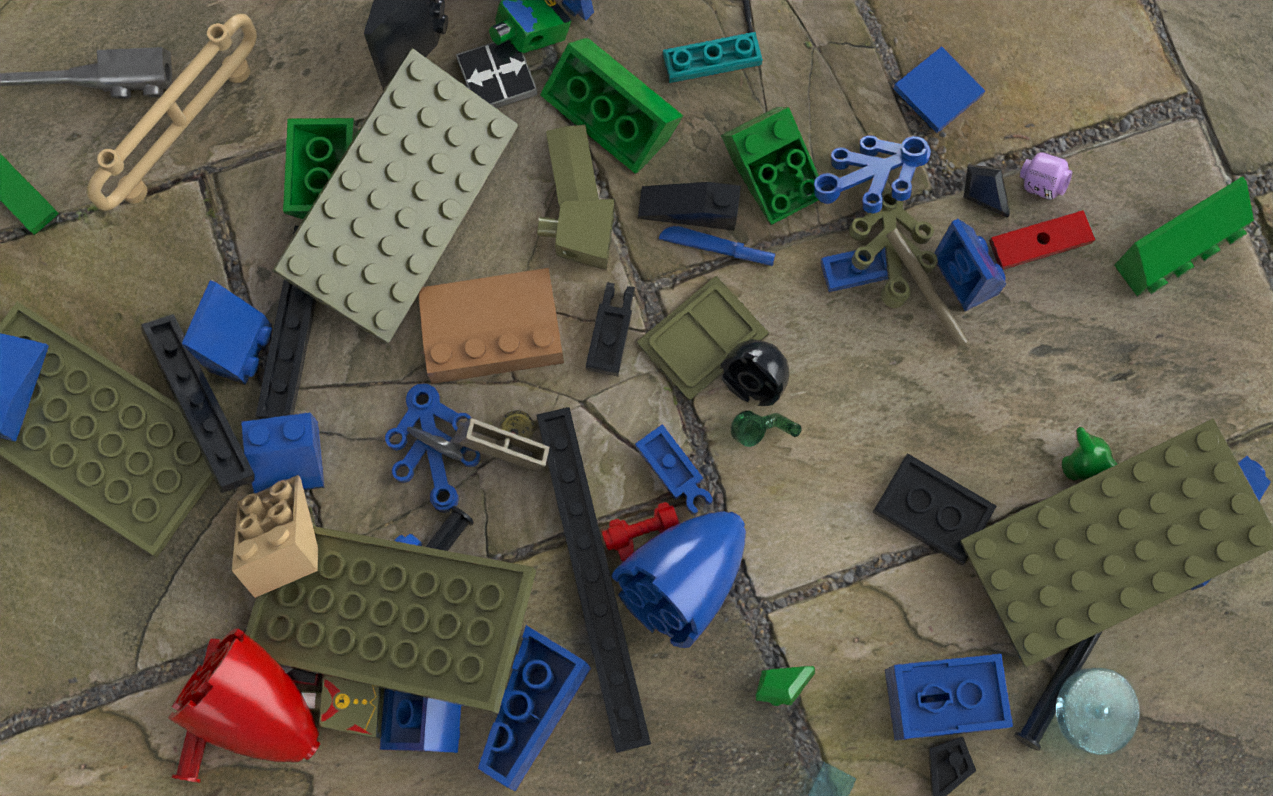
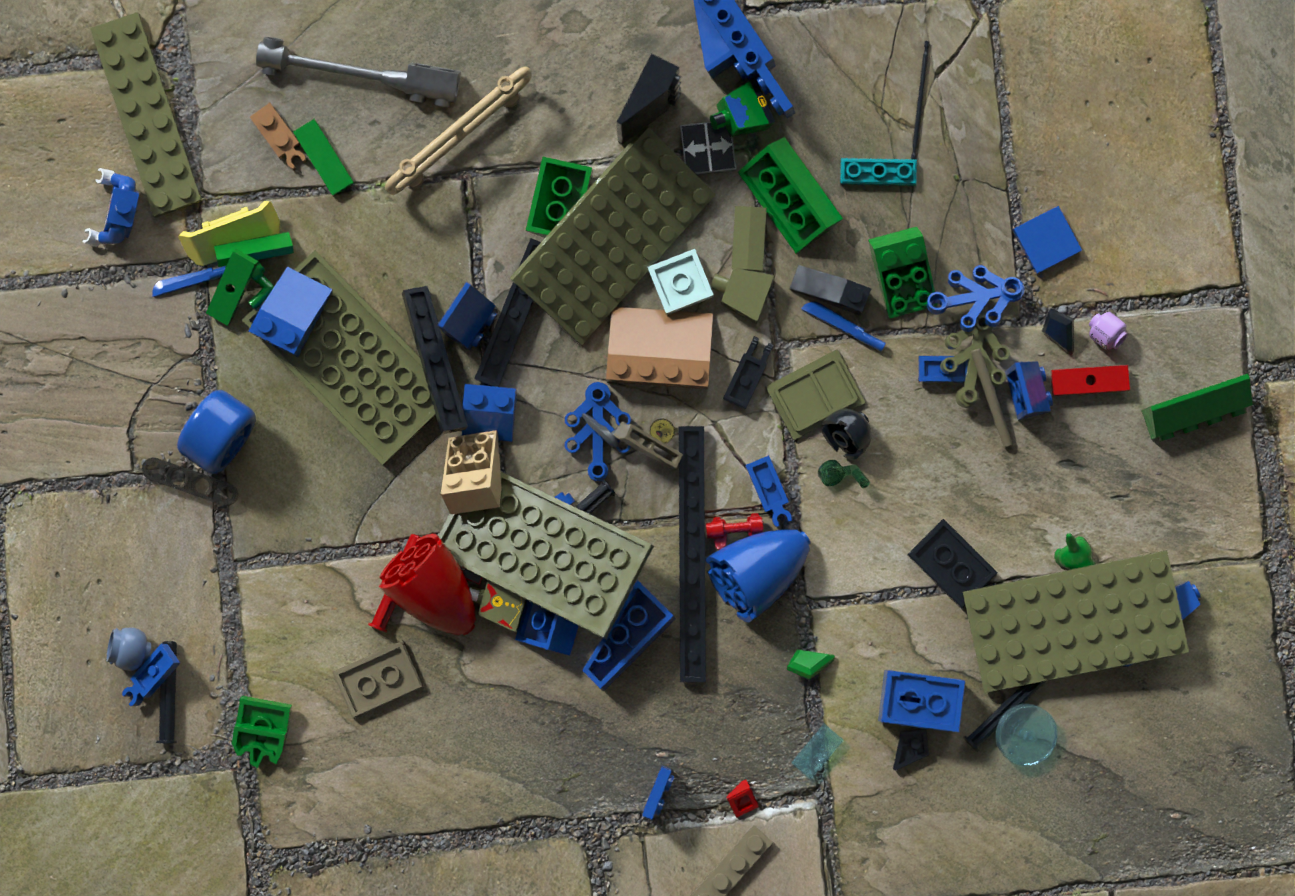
camera: 20 degrees right, 10 degrees up
(498, 237) = (680, 282): none -> light aqua plate

